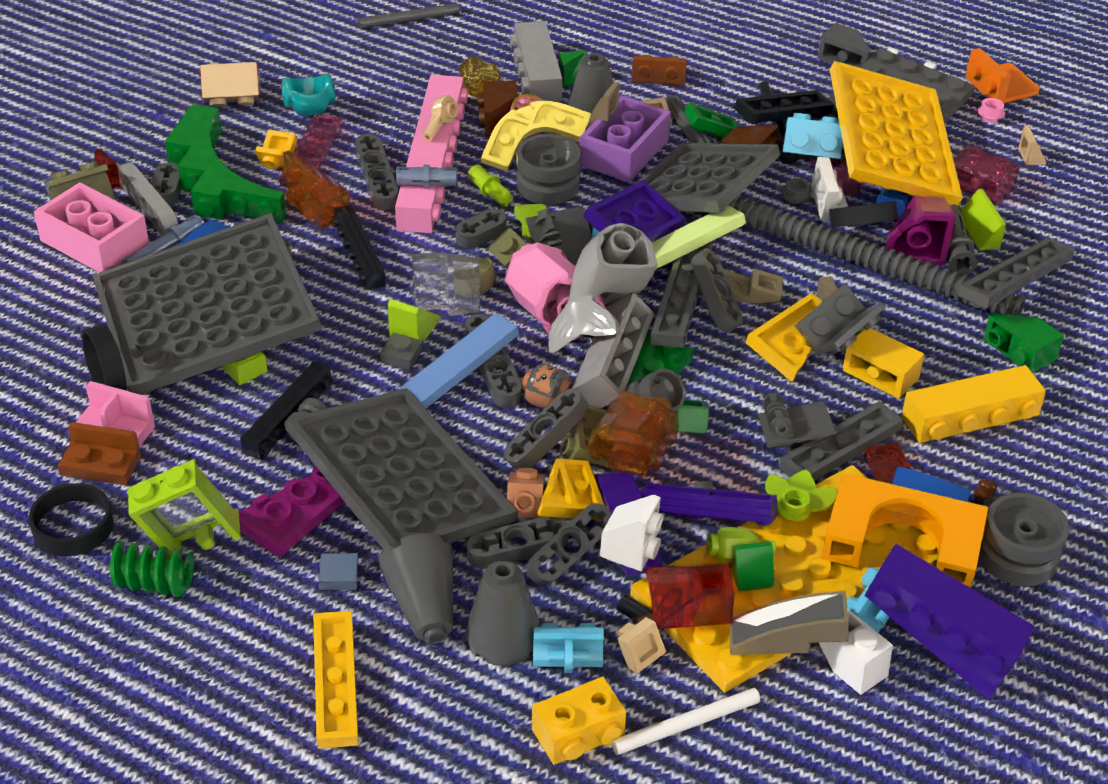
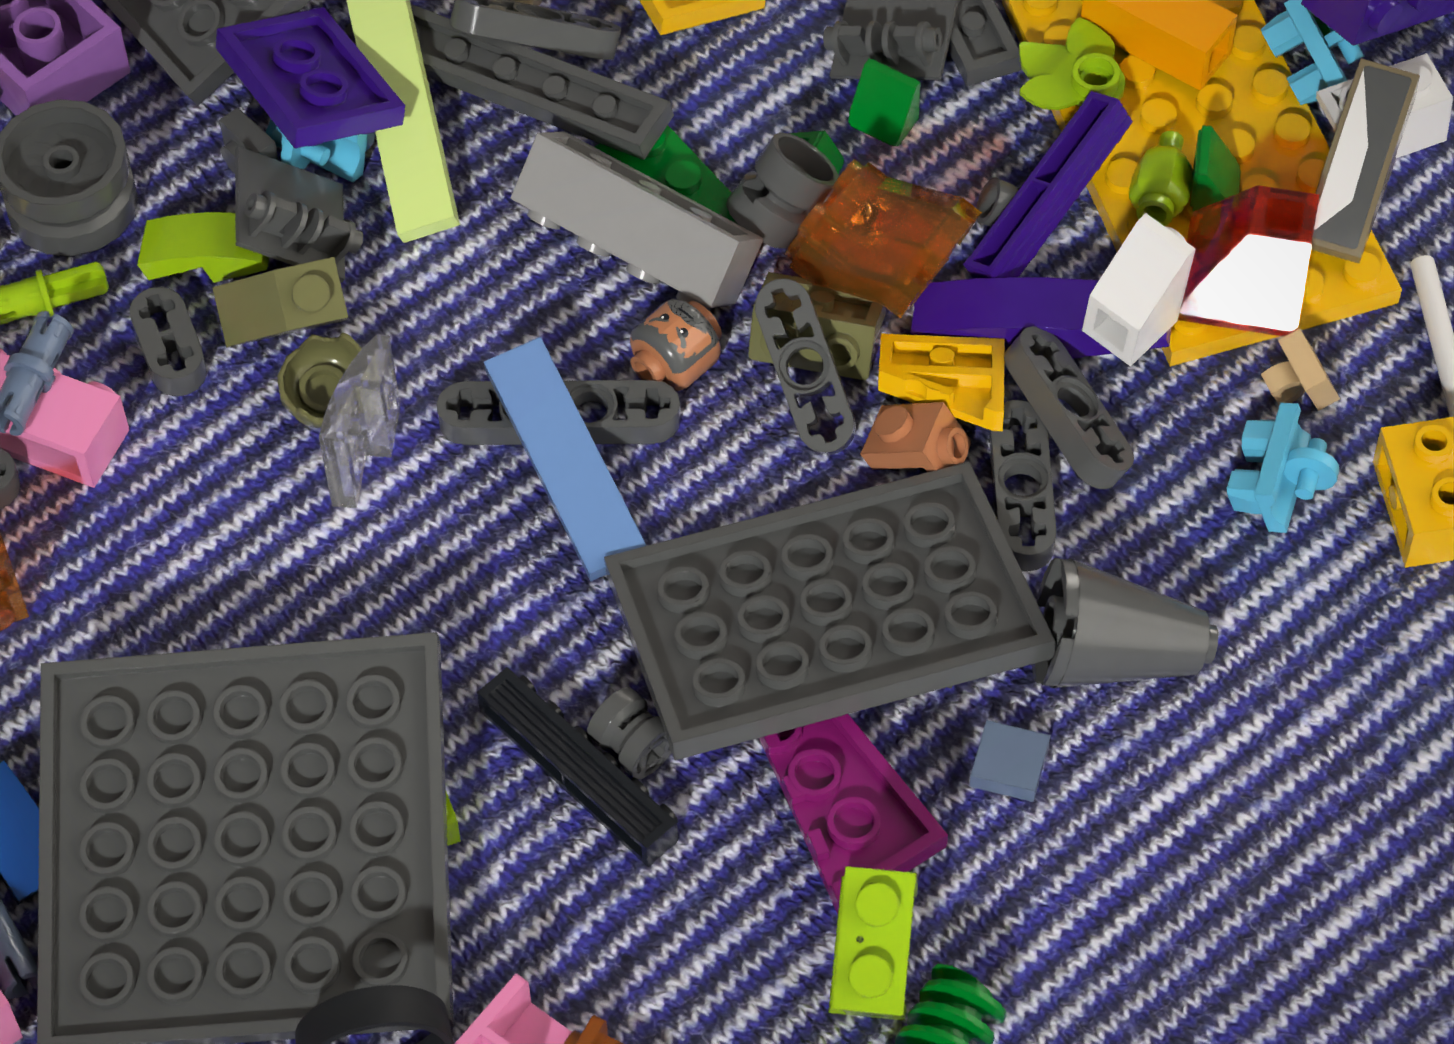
camera: 70 degrees left, 15 degrees up
(335, 680) = (1255, 806): yellow plate -> none
(358, 247) = (137, 555): black piece -> none
(401, 351) = (475, 551): dark grey plate -> none
(410, 320) = (415, 511): lime slope -> none
(502, 616) = (1211, 536): dark grey cone -> none
(542, 281) = (451, 258): bright pink brick -> none
(610, 266) = (498, 125): light grey hips -> none
(634, 609) = (1236, 358): black arm -> none
(744, 435) = (885, 103): none -> green slope

